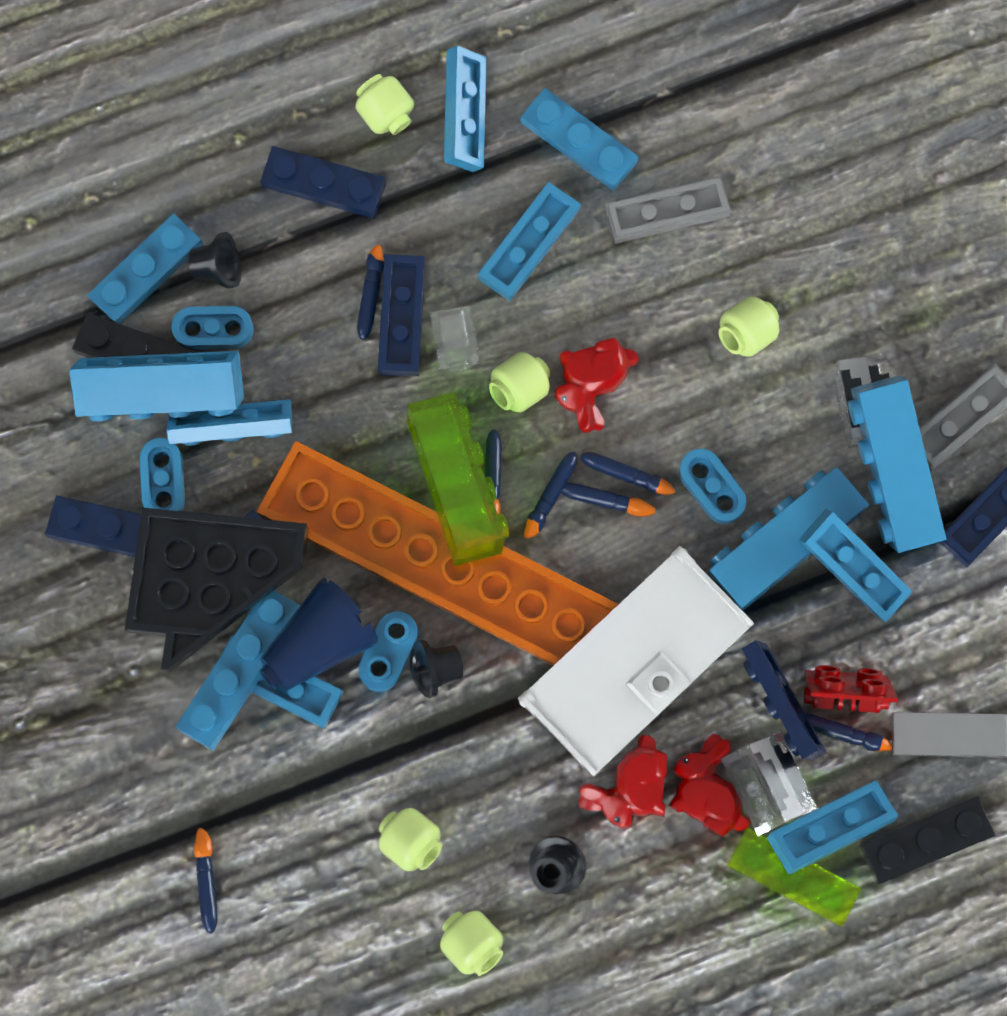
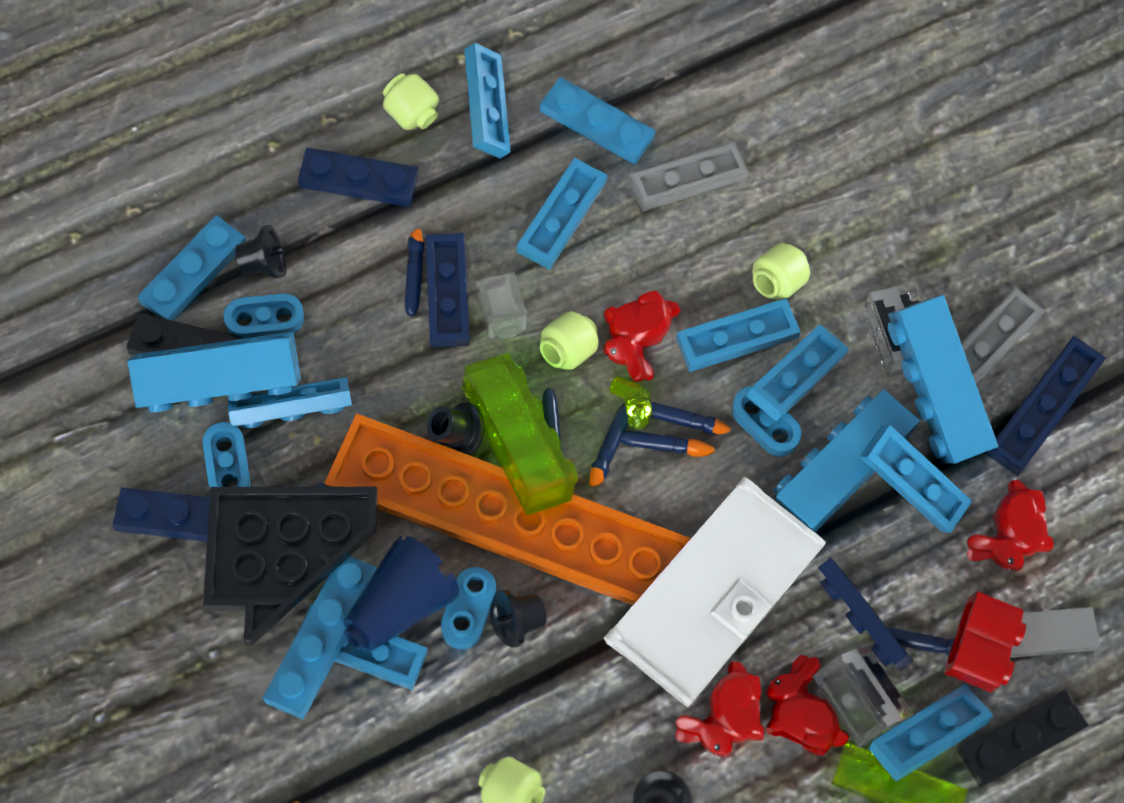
camera: 15 degrees left, 10 degrees down
(395, 466) = (458, 427): none -> black piece
(581, 455) = (636, 401): none -> clear neon green arm
(695, 391) = (737, 335): none -> dark azure plate
(751, 439) = (797, 372): none -> dark azure plate
(867, 686) = (945, 591): red hinge -> none
(900, 743) = (985, 642): none -> red brick
(957, 626) = (1019, 529): none -> red animal

